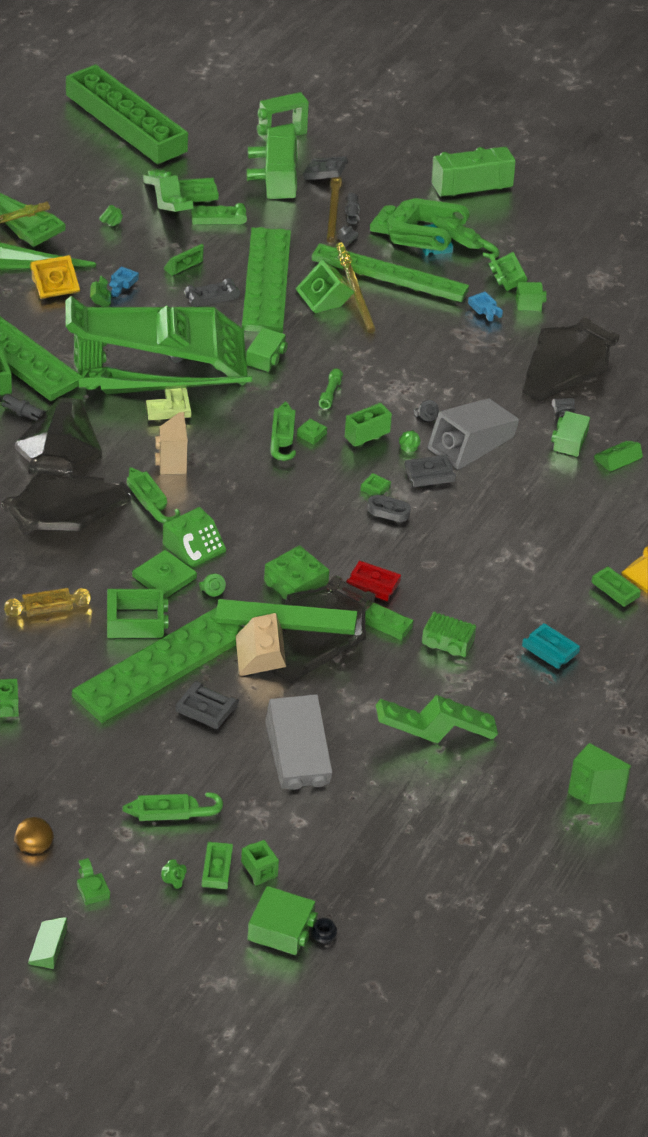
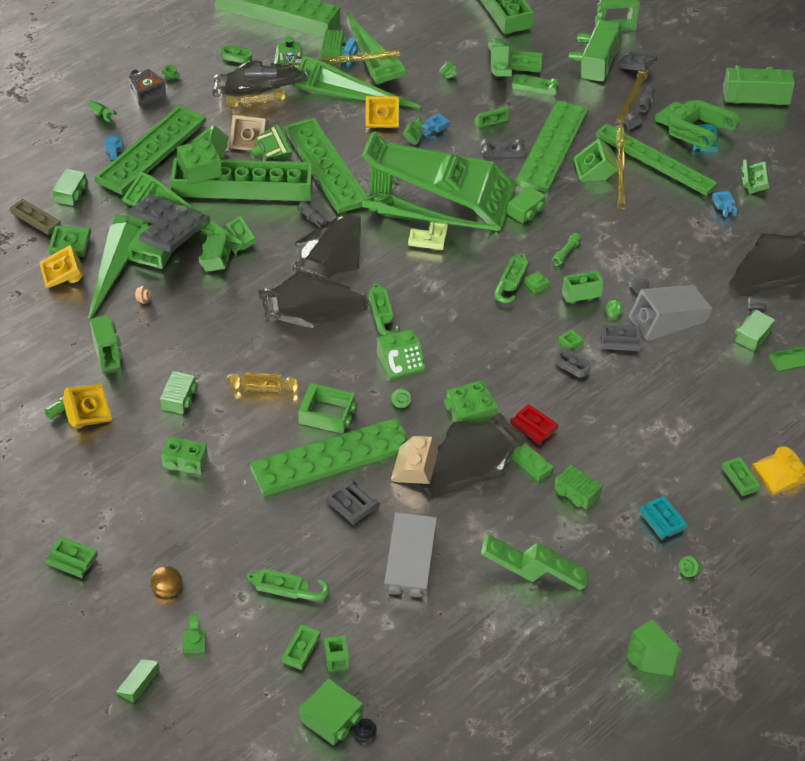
camera: 20 degrees right, 5 degrees up
(164, 573) = (366, 379): bright green plate -> none
(172, 446) = (414, 271): tan slope -> none
(173, 873) = (257, 644): bright green plate -> none
(289, 616) = (446, 441): bright green tile -> none
(465, 236) = (730, 139): bright green plate -> none
(530, 296) = (766, 202): bright green brick -> none
(599, 688) = (690, 566): none -> bright green plate

